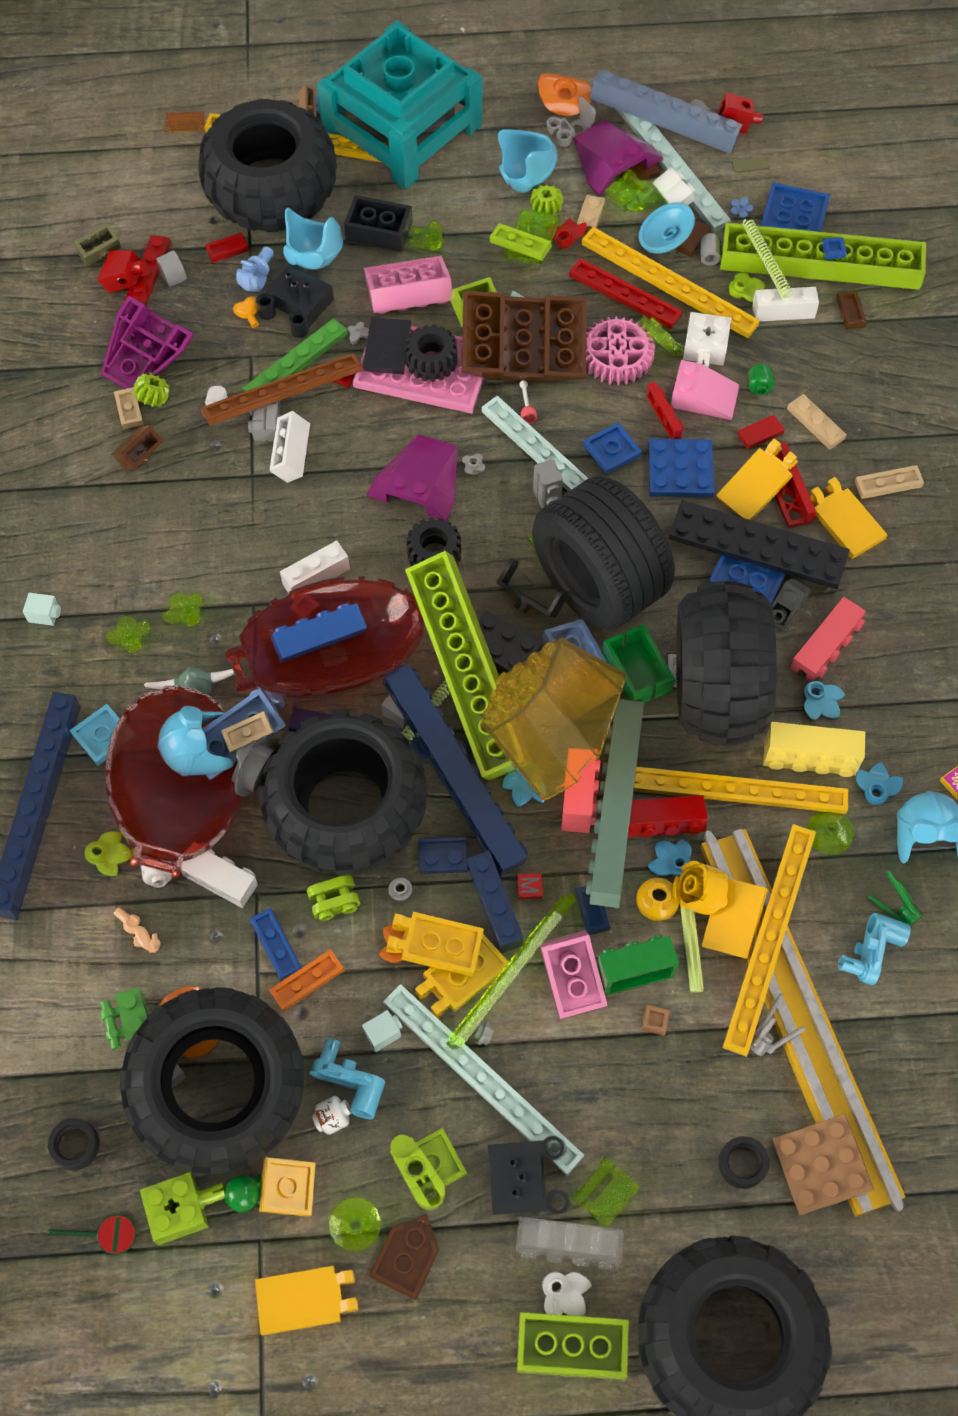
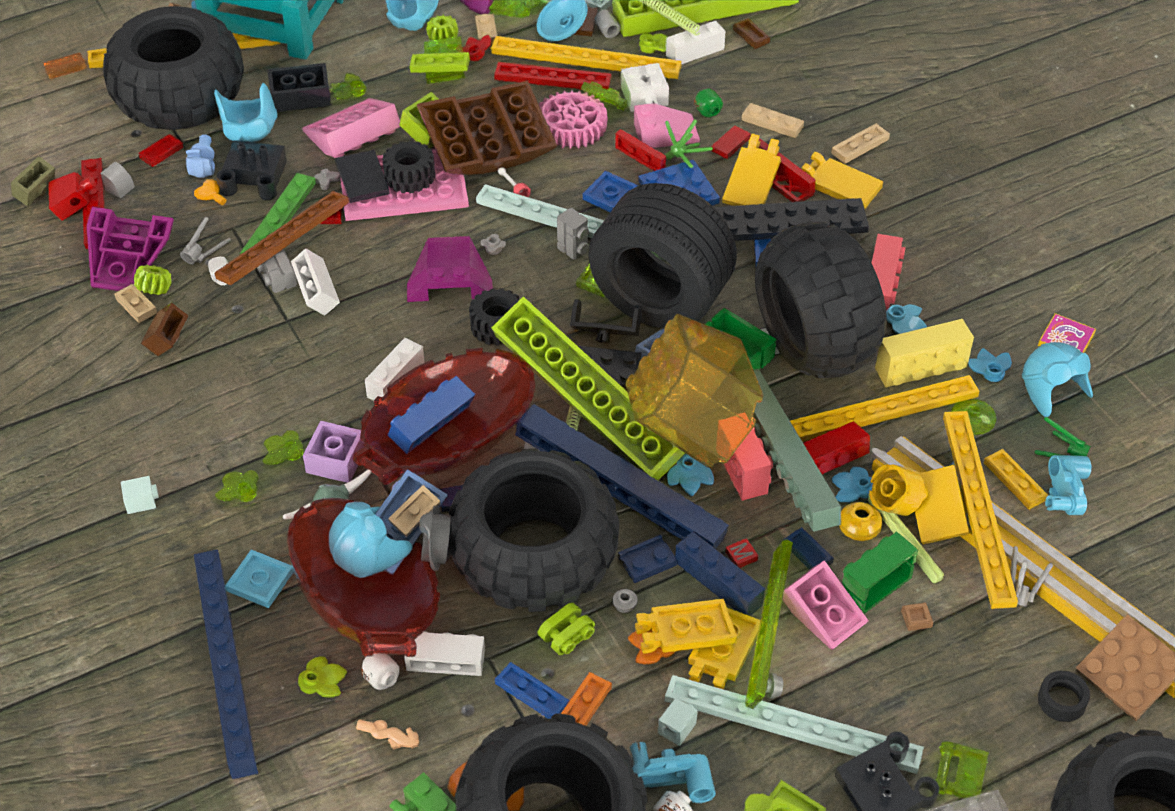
camera: 25 degrees left, 15 degrees down
(201, 370) = (192, 251): none -> light grey plant
(217, 632) = (332, 452): none -> lavender brick
(704, 422) = (679, 148): none -> bright green plant
(831, 917) = (1015, 479): none -> yellow tile

